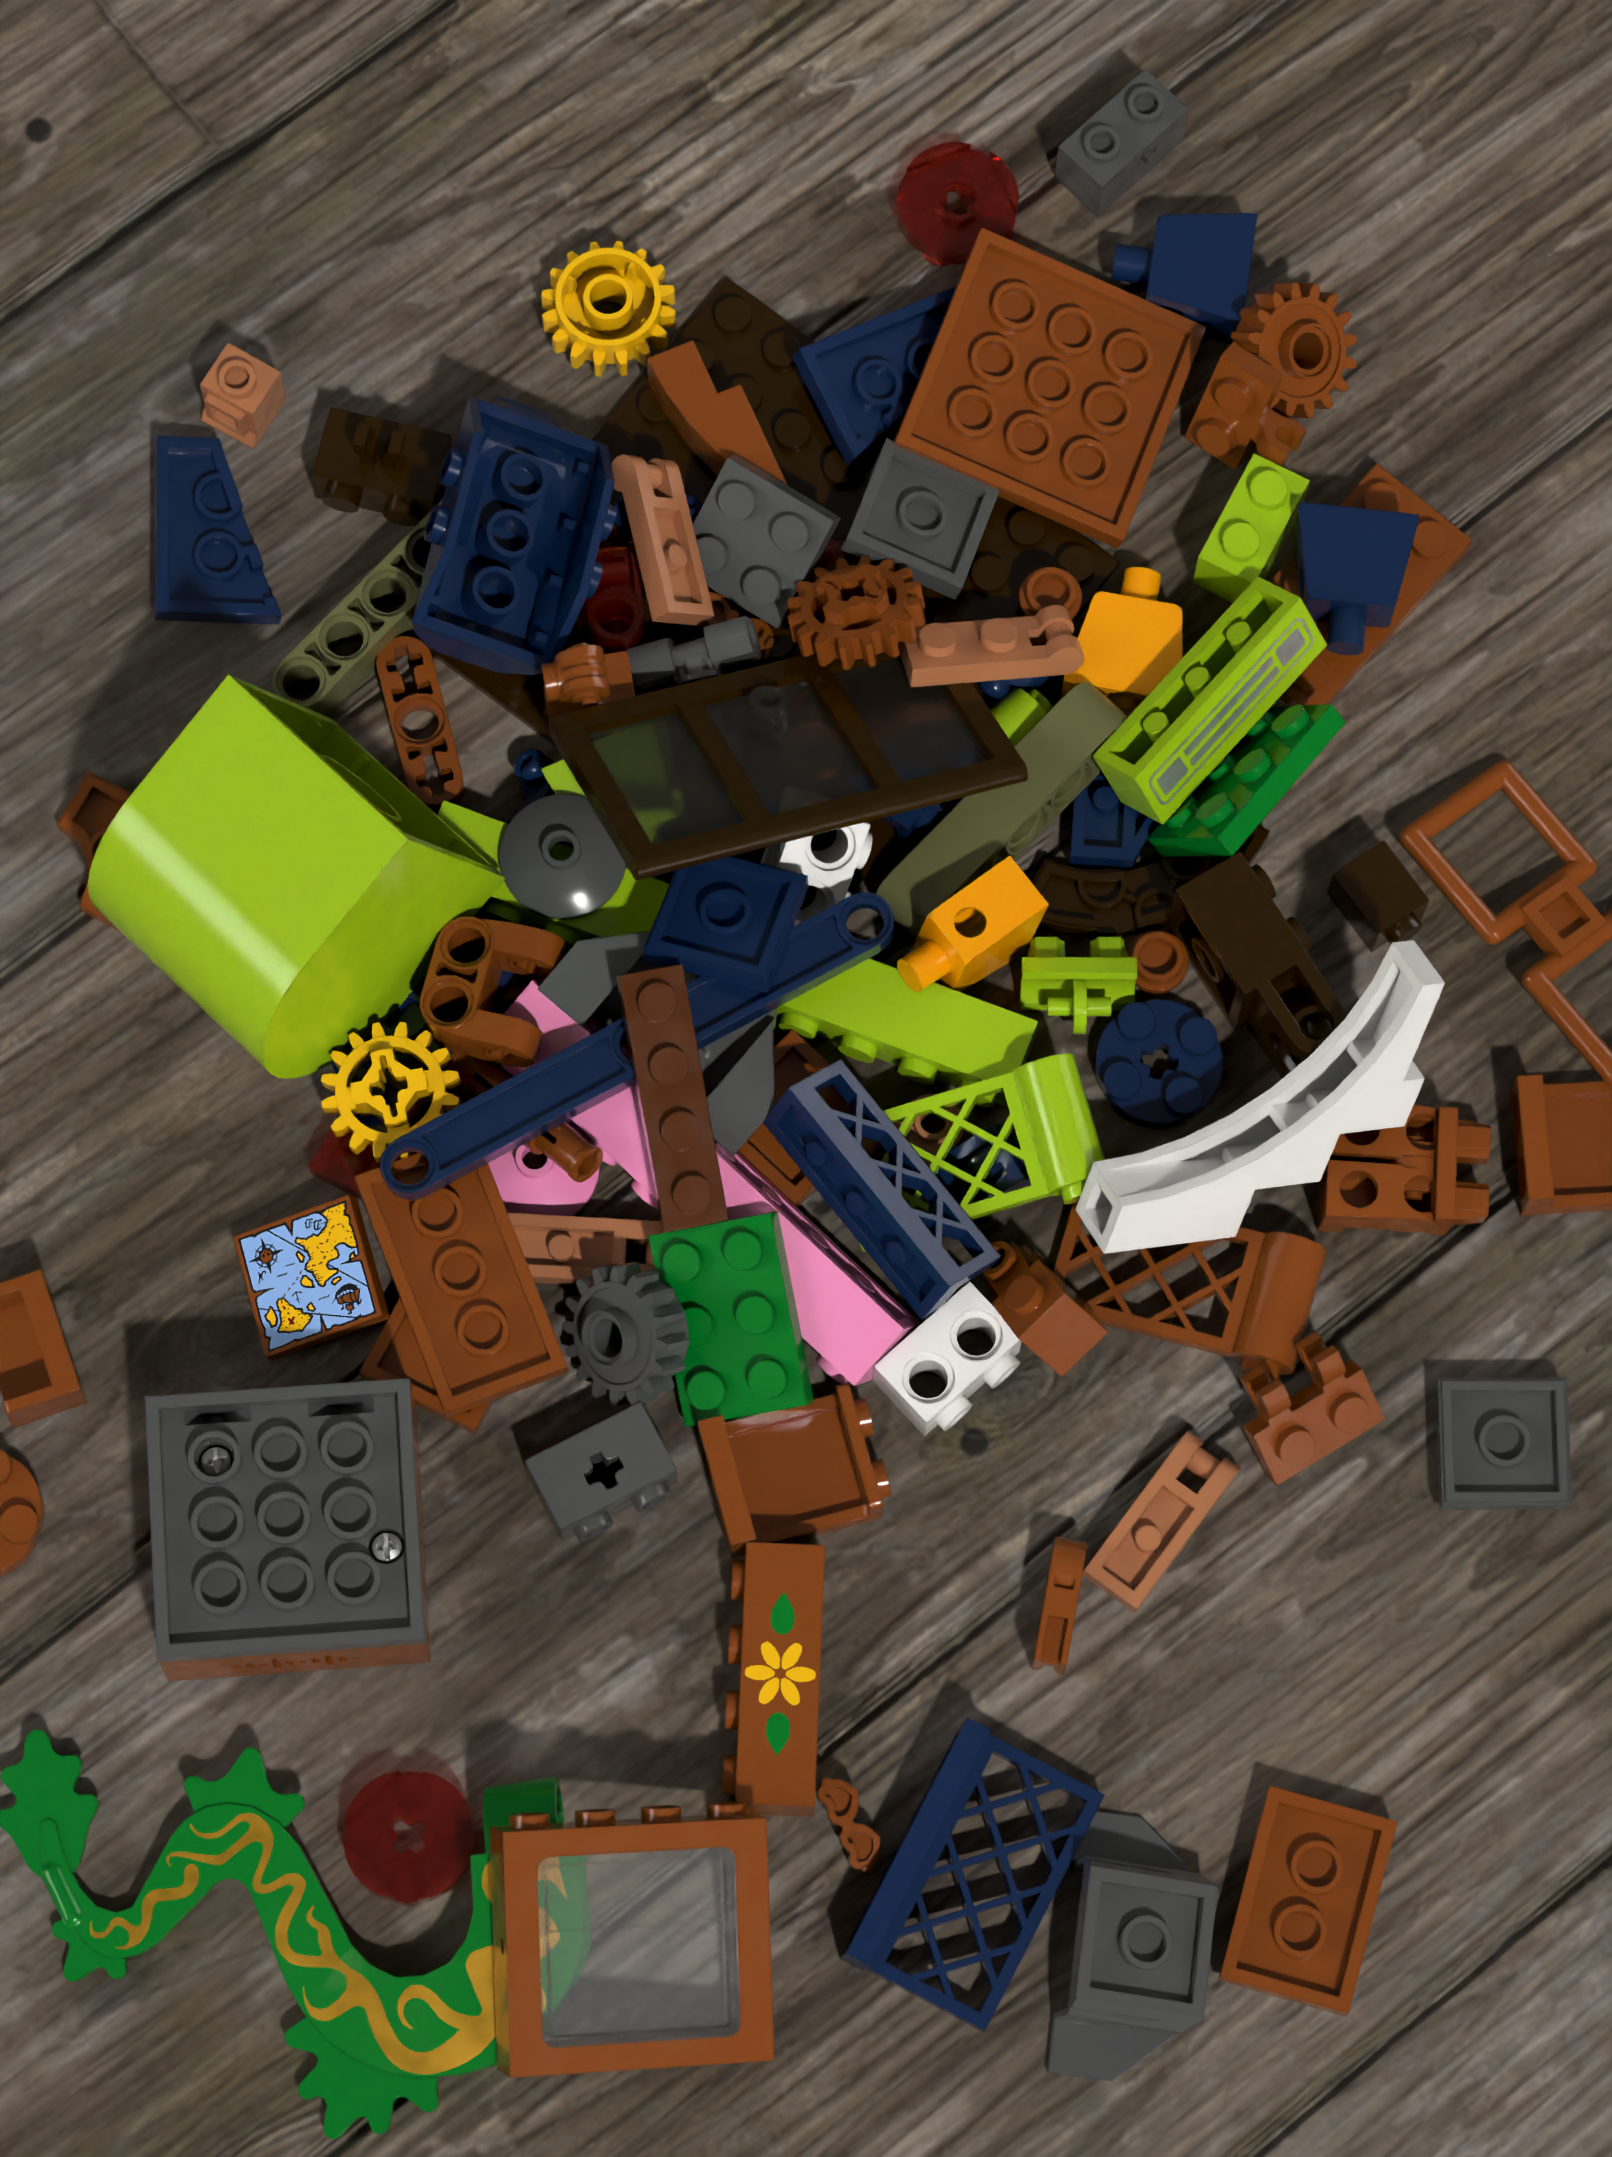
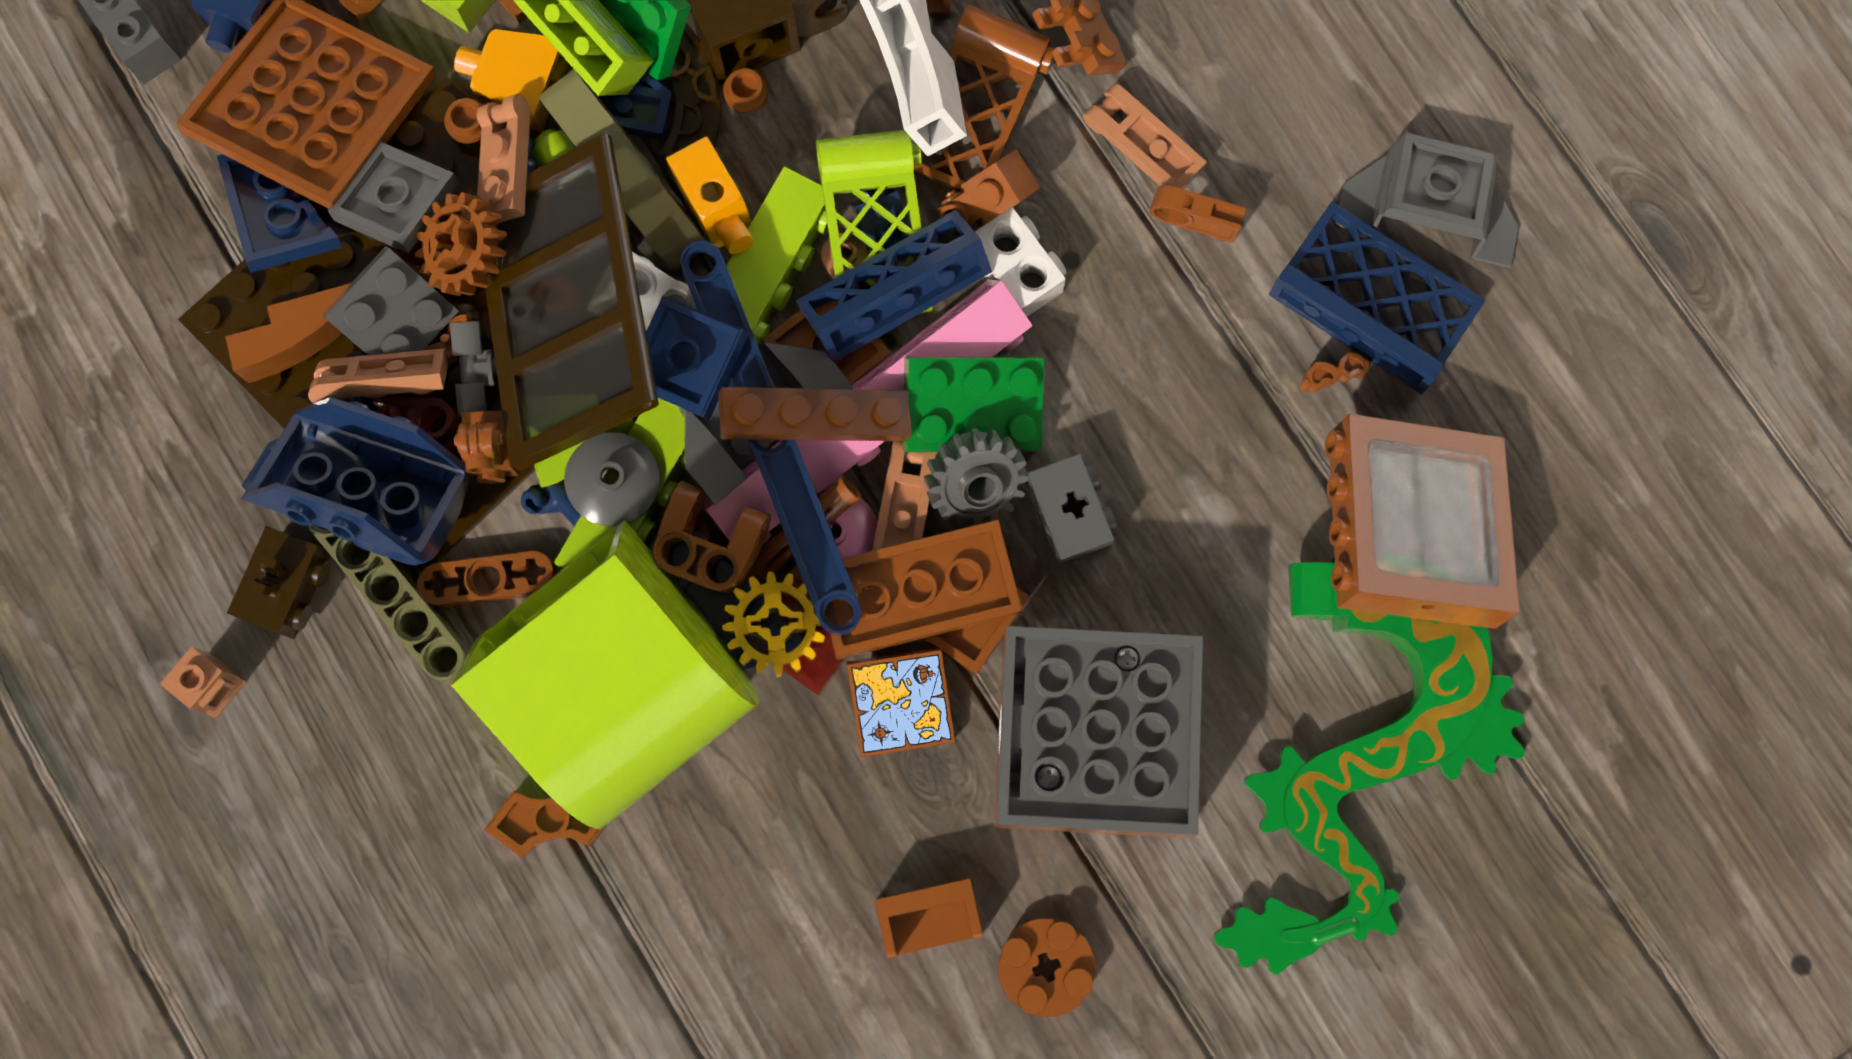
camera: 80 degrees left, 5 degrees up
(202, 543) = (315, 725): dark blue wing -> none
(408, 1875) = (1344, 677): clear red plate -> none
(615, 337) = (202, 419): yellow gear -> none
(777, 1680) = (1231, 407): dark orange brick -> none
(794, 1471) = (1083, 379): dark orange panel -> none
(969, 172) = (130, 137): clear red plate -> none
(1077, 984) = (759, 141): lime hips -> none
(1141, 1031) = (808, 77): dark blue plate -> none
(1307, 1901) = (1413, 82): dark orange plate -> none

